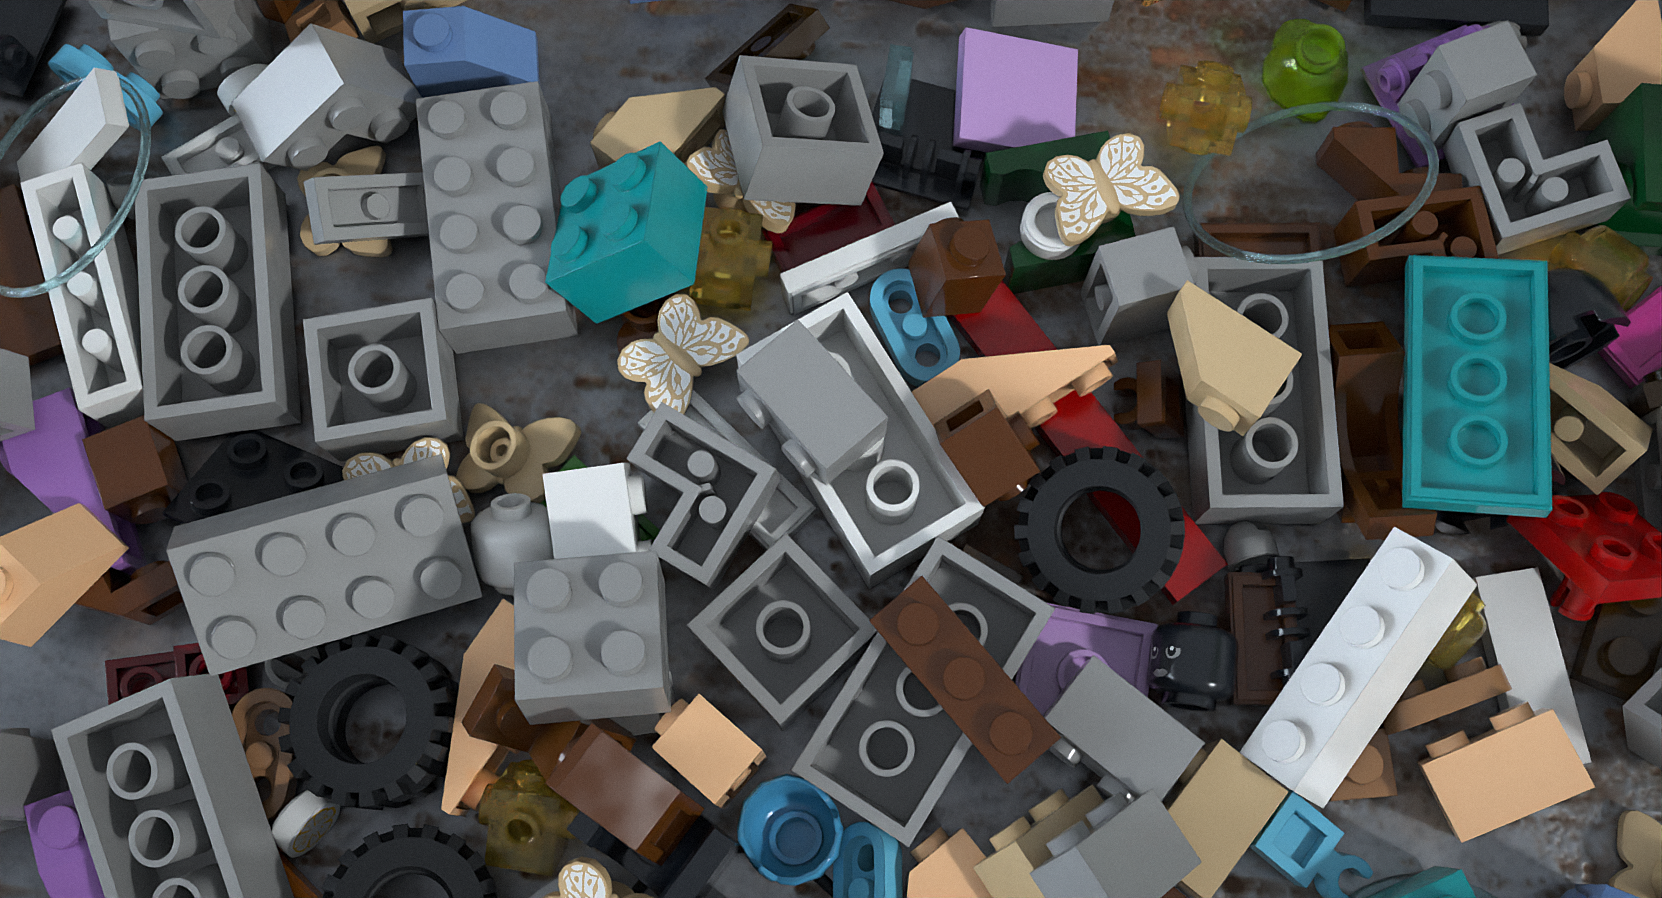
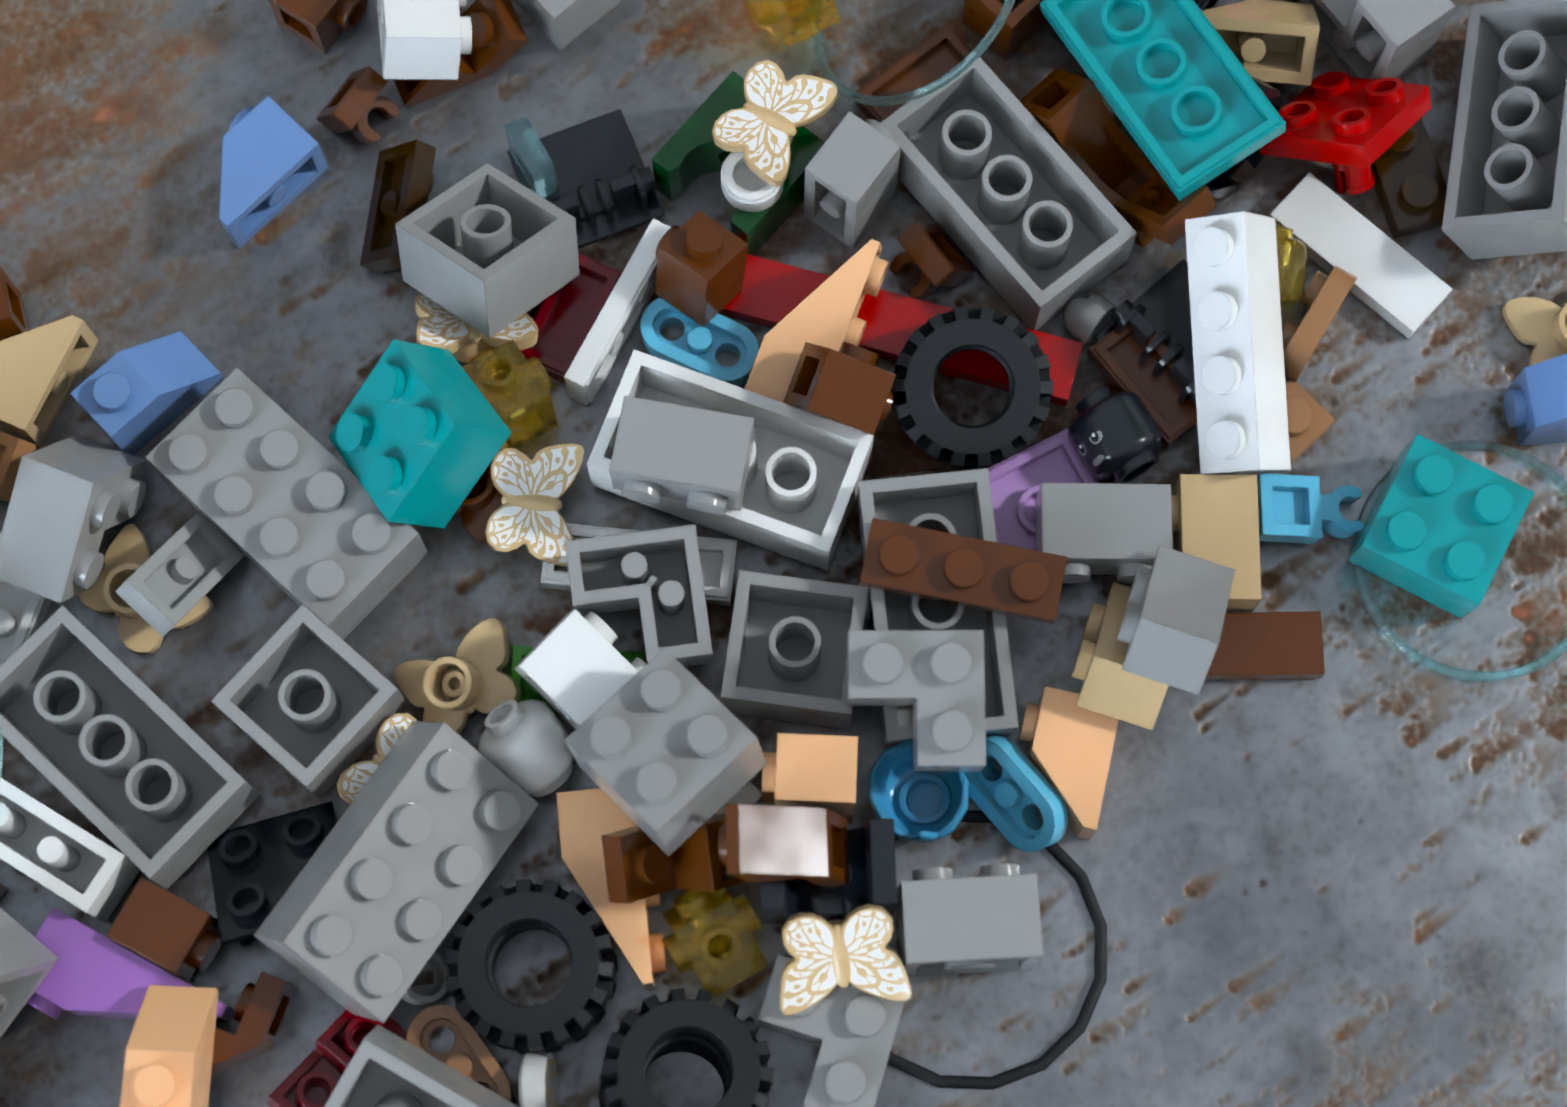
camera: 40 degrees left, 0 degrees up
(677, 119) = (359, 336): tan slope -> none
(867, 755) = (938, 676): none -> light grey brick
(1012, 91) = (627, 94): lavender tile -> none
(1226, 360) = (967, 186): tan slope -> none
(1504, 771) = (1395, 343): light nougat brick -> none

